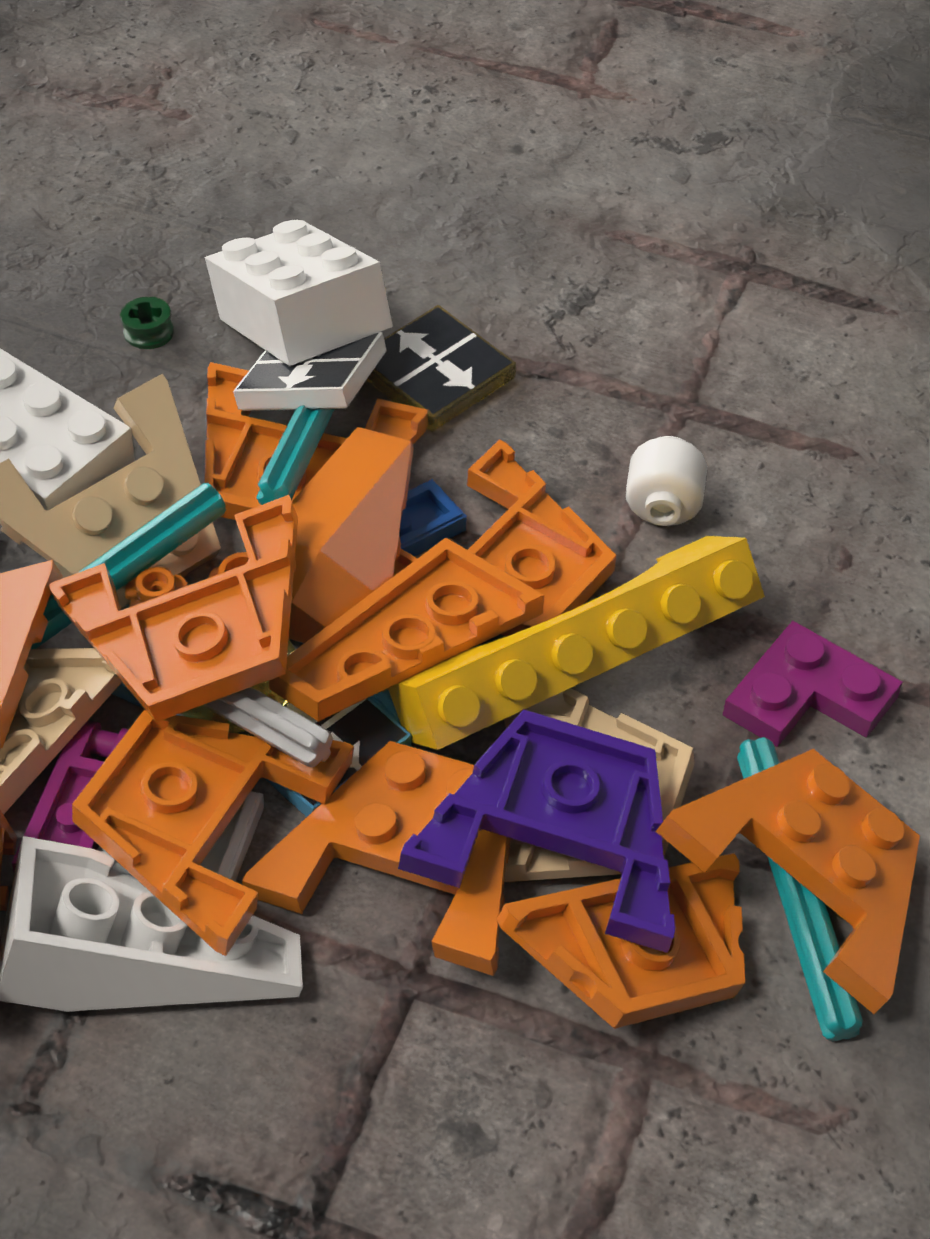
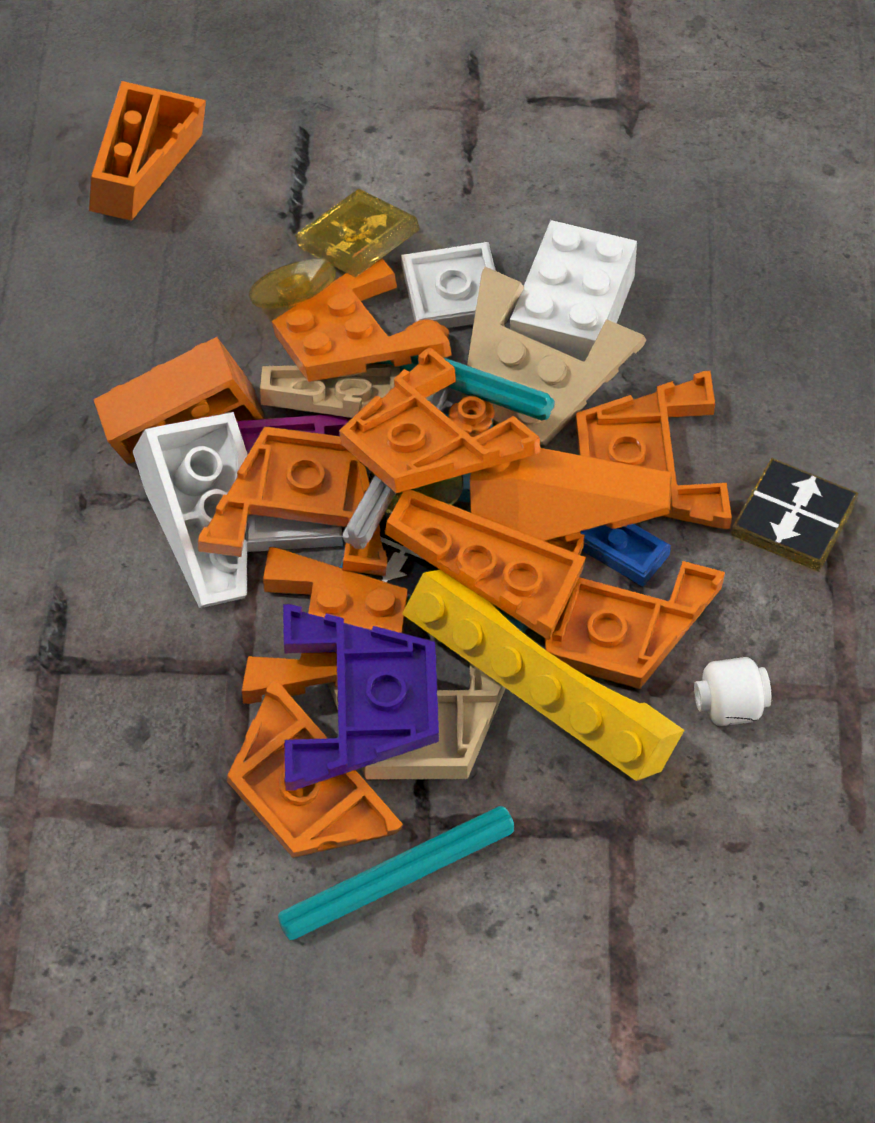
camera: 75 degrees right, 5 degrees up
(151, 334) = (741, 334): dark green bush -> none
(293, 453) = (665, 444): teal axle -> none
(298, 291) = (791, 390): white brick -> none
(317, 383) = (719, 429): tile -> none
(807, 672) = (593, 835): magenta plate -> none
(828, 840) = (429, 875): orange wing -> none

